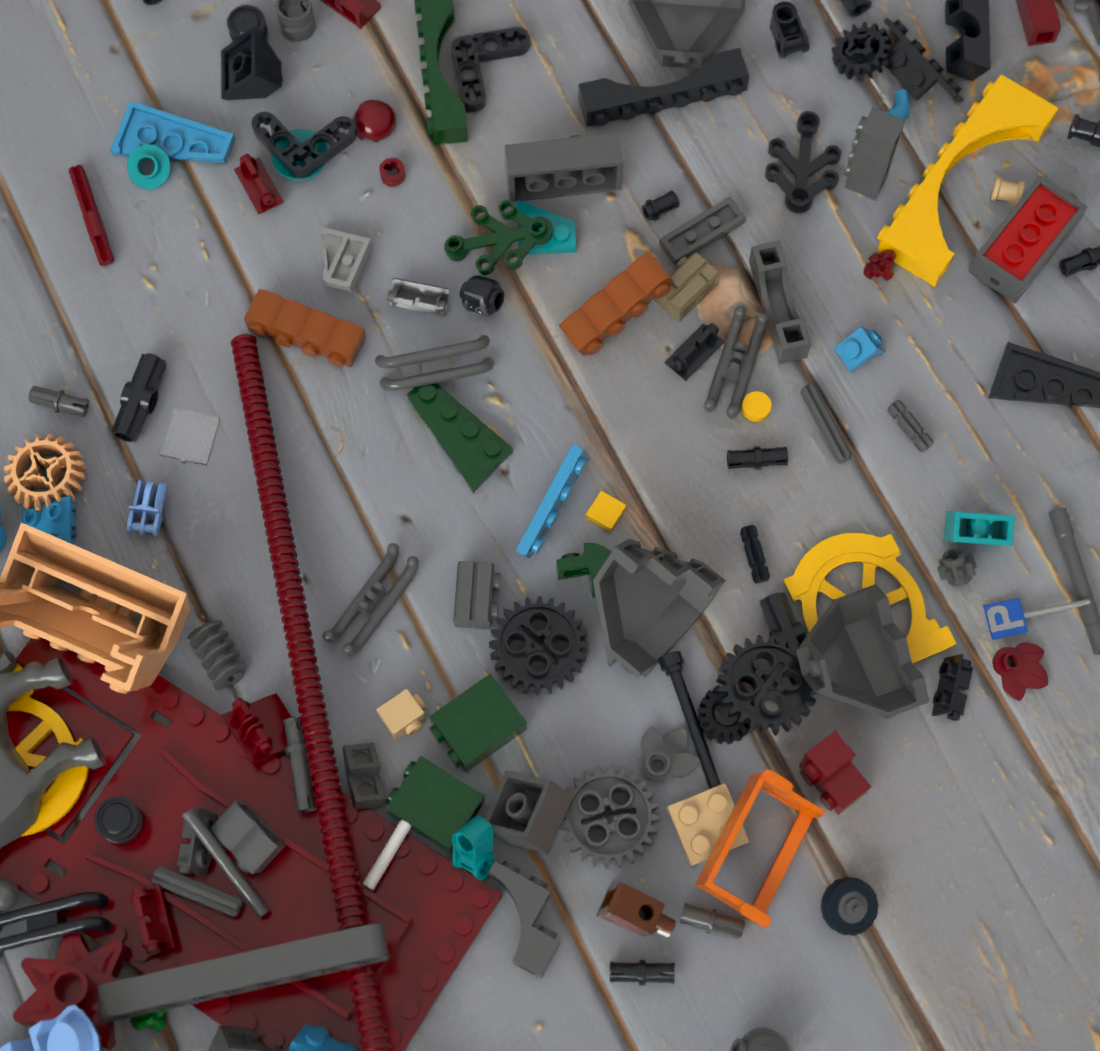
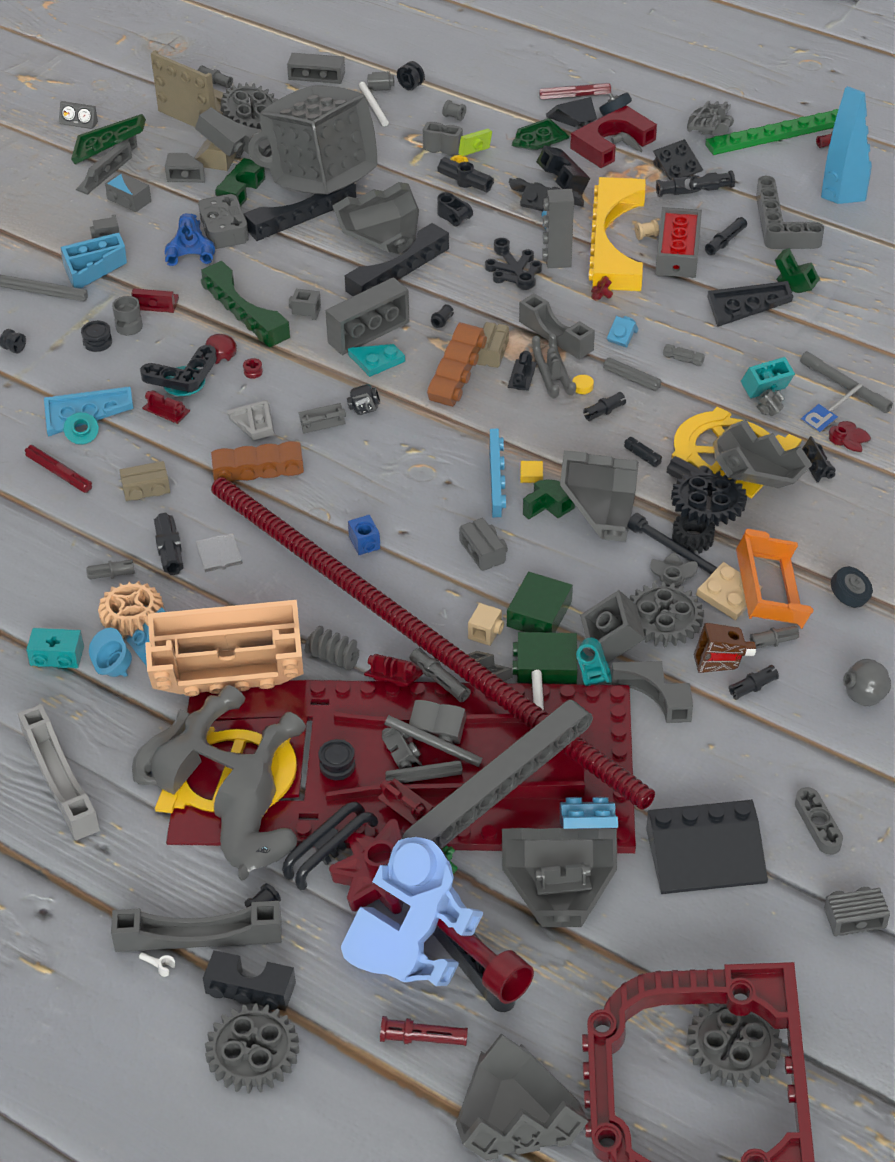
camera: 30 degrees left, 25 degrees down
(147, 505) = (220, 597): light blue arm -> none
(167, 289) = (144, 481): none -> dark tan brick
(249, 68) = (114, 352): black slope -> none
(349, 495) = (364, 534): none -> blue brick
(373, 601) = (414, 577): dark grey piece -> none
(435, 365) = (360, 442): dark grey piece -> none
(465, 438) = (406, 473): dark green wing -> none
(477, 54) = (259, 294): black beam -> none
(501, 238) = (374, 353): dark green plant -> none
(512, 101) = (305, 303): none -> dark grey brick
(518, 662) = (546, 550): black gear -> none
(702, 230) = (482, 310): dark grey plate -> none
(833, 773) = (784, 525): dark red brick -> none
(862, 51) = (507, 200): black gear -> none

